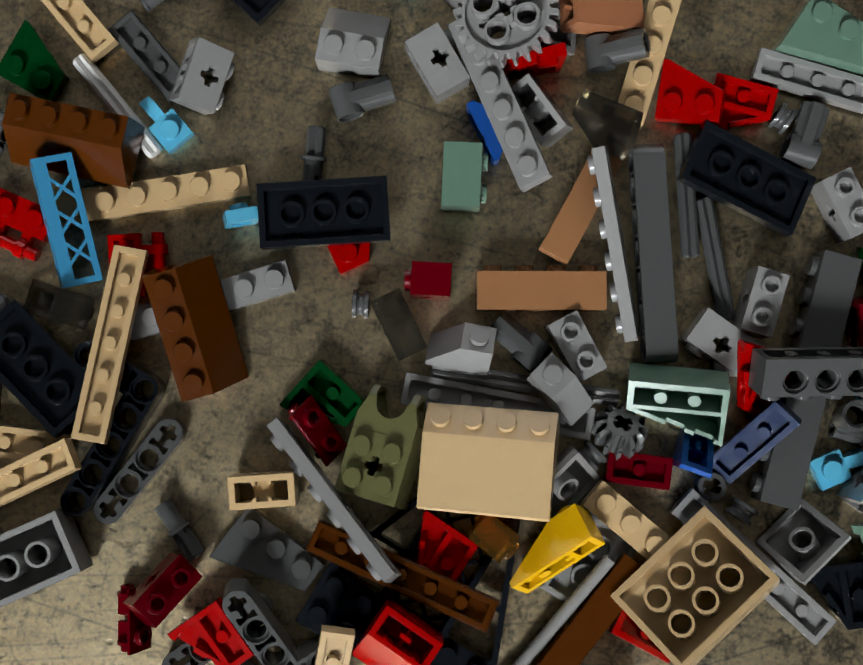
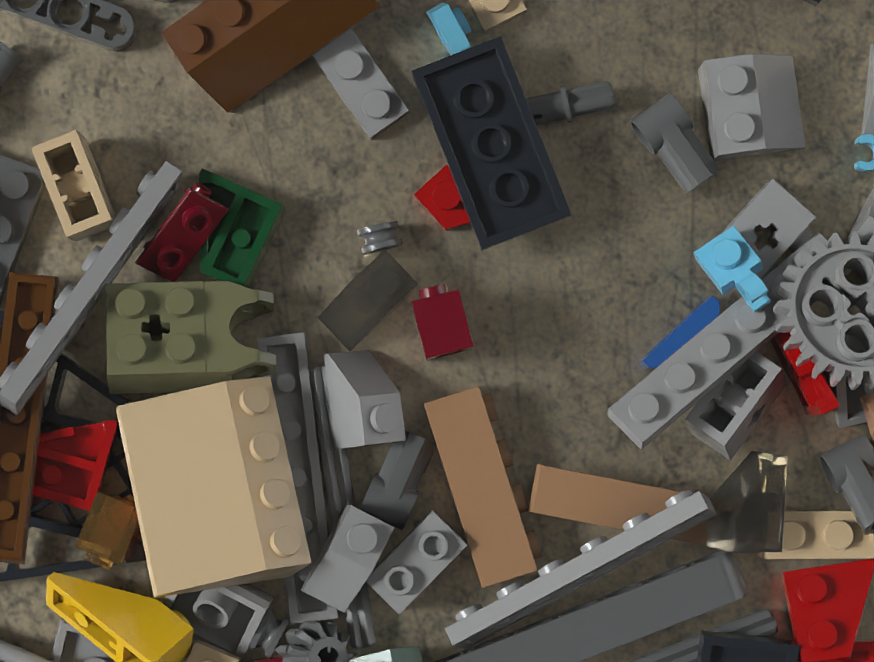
camera: 75 degrees right, 0 degrees up
(452, 81) = (734, 264): none -> medium azure plate
(462, 176) = (606, 323): sand green brick -> none

